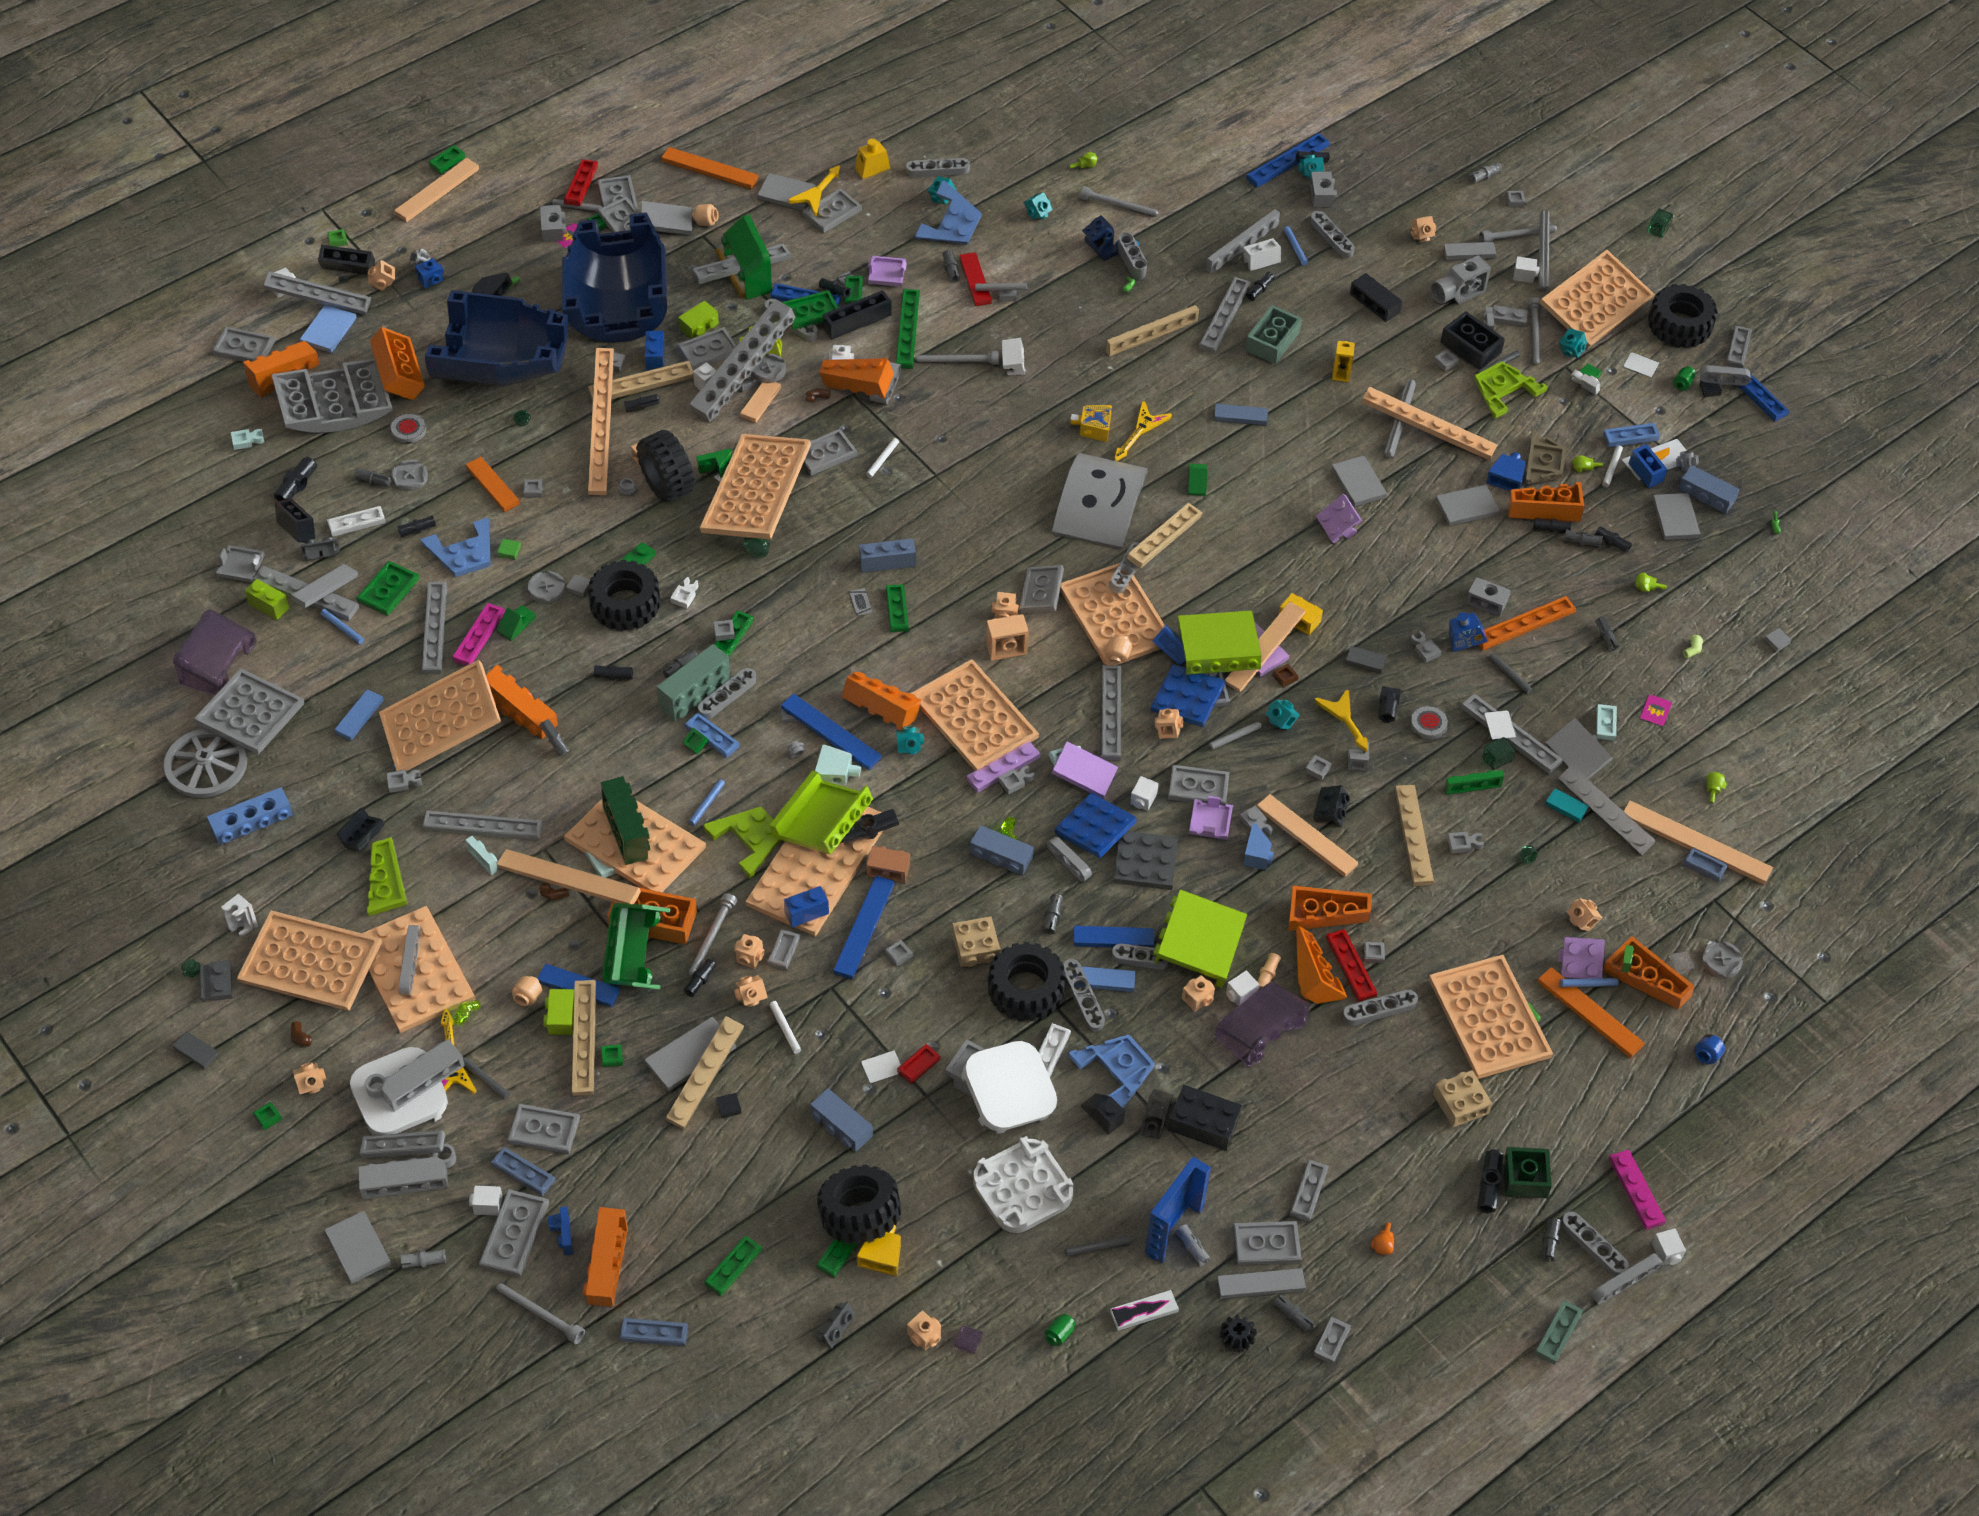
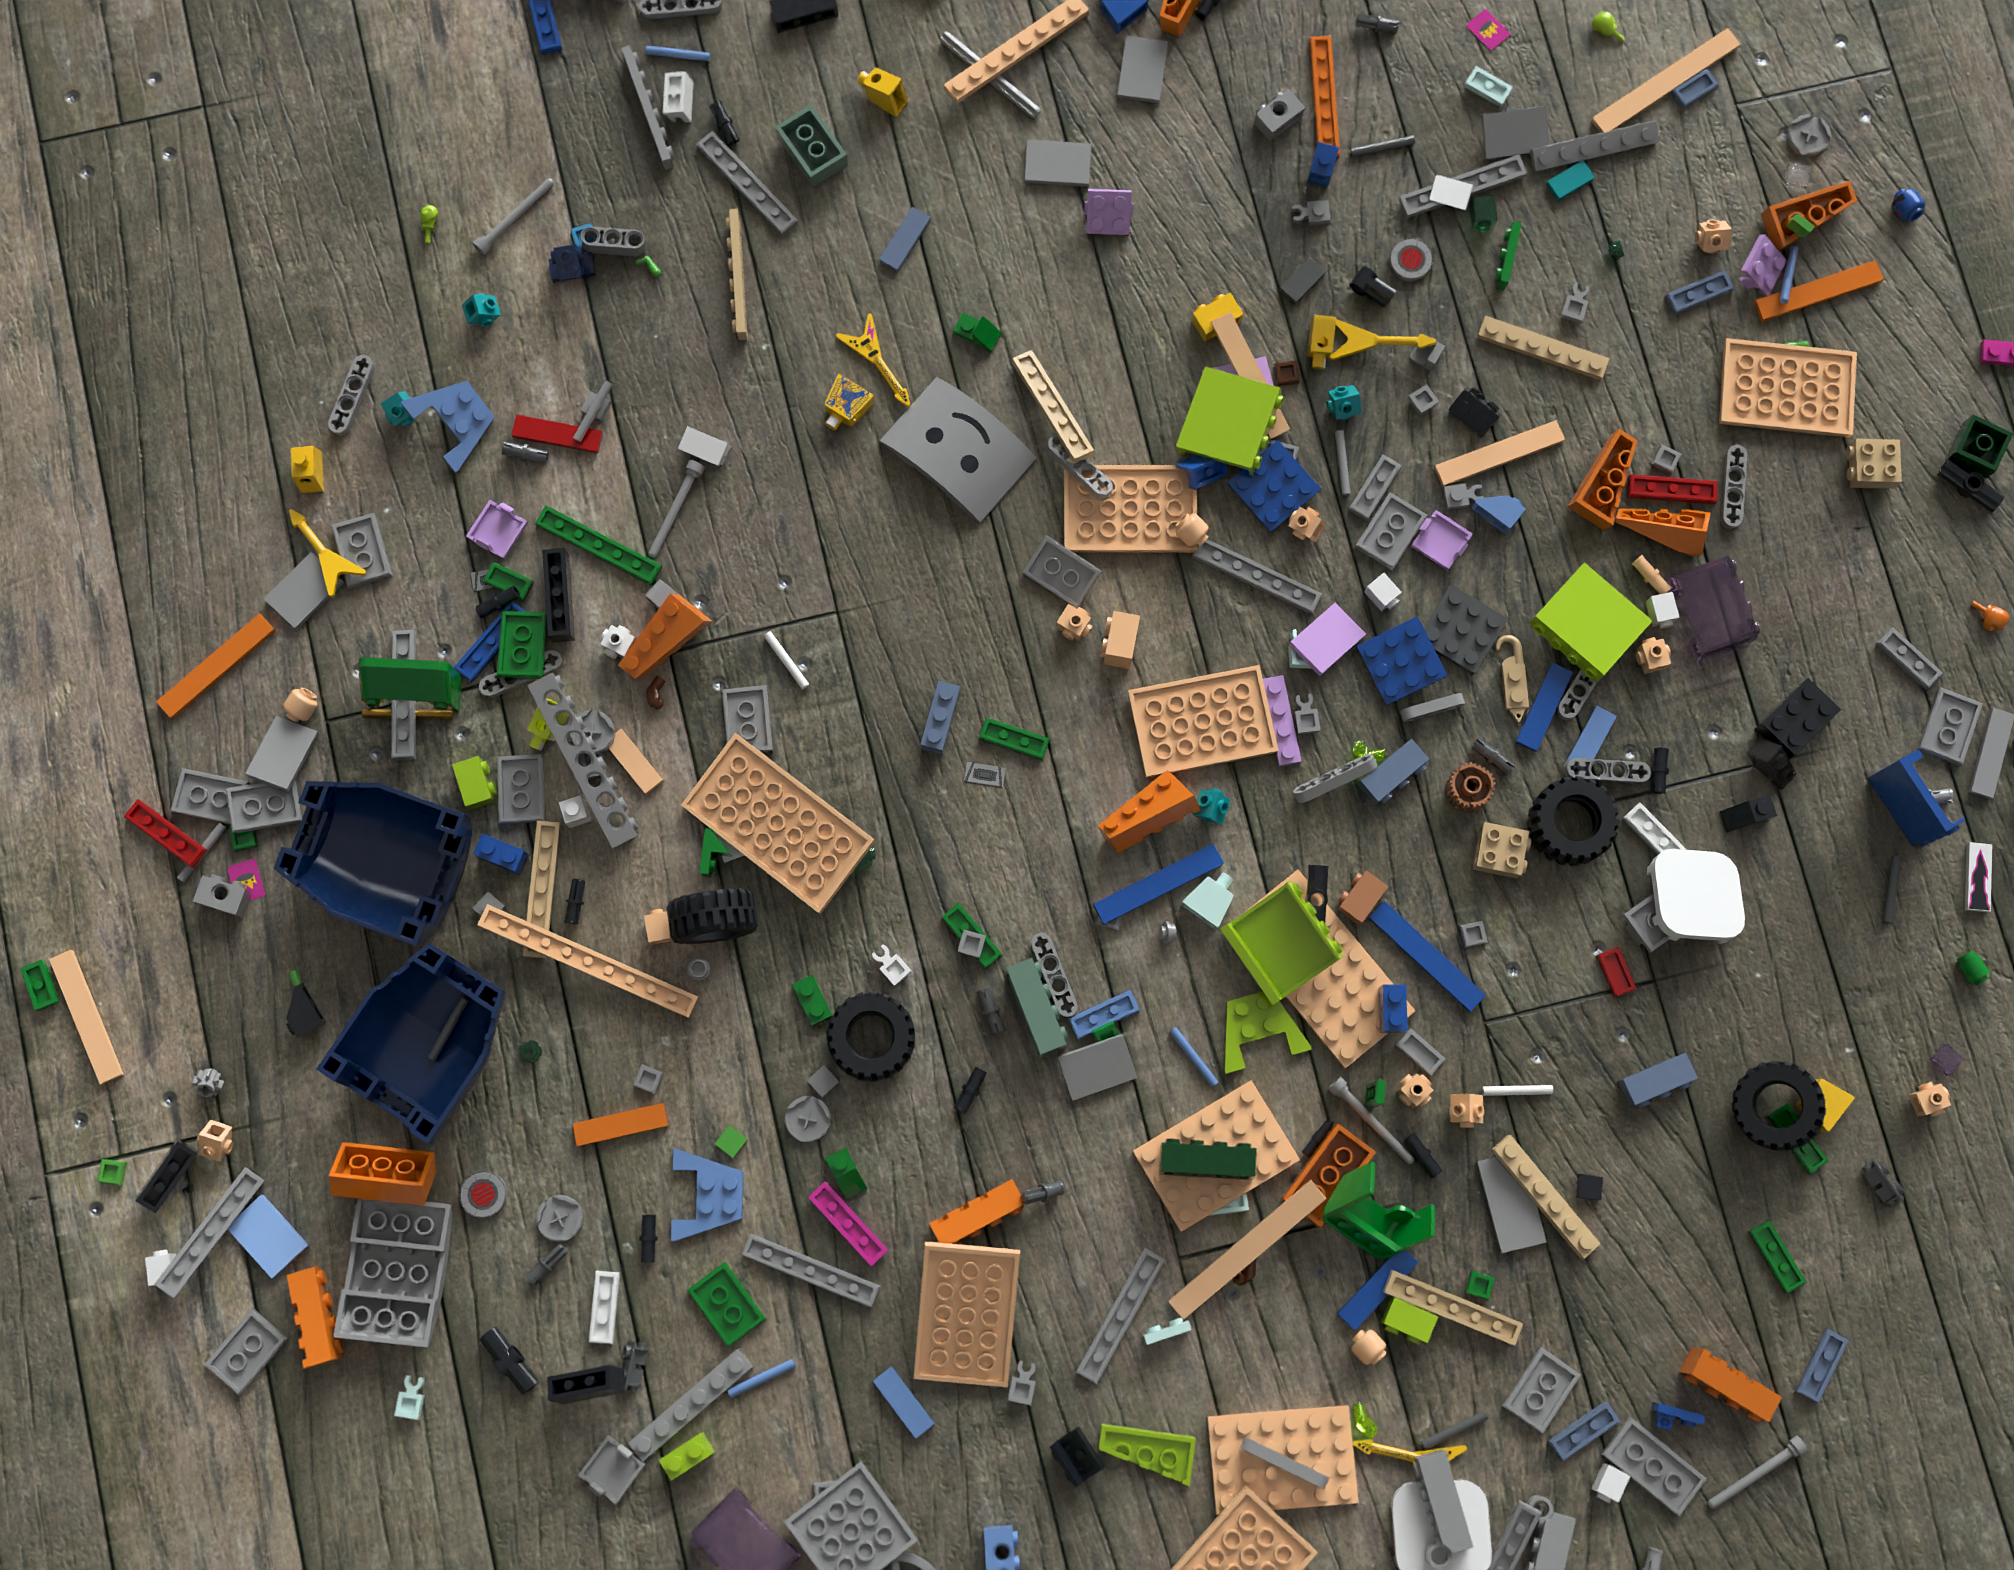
camera: 65 degrees left, 25 degrees up
(324, 585) = (699, 1381): light grey tile -> none
(429, 273) = (238, 1078): blue brick -> none
(668, 741) = (1097, 1067): none -> light grey tile
(730, 914) = (1375, 1094): none -> green tile
(881, 1066) = (1601, 1010): white sticker -> none
(974, 811) = (1335, 778): none -> light grey beam
(1016, 903) = (1461, 796): none -> nougat brick
(1022, 1185) = (1798, 931): white tile -> none
(1104, 1034) = (1659, 770): none -> black pin
(1123, 1060) = (1700, 766): medium blue wing -> none
(1125, 909) = (1514, 679): none -> tan plate
(1228, 762) = (1374, 487): none -> light grey tile
(1323, 680) = (1321, 331): none -> yellow torso
(1532, 927) = (1699, 292): none -> sand blue tile

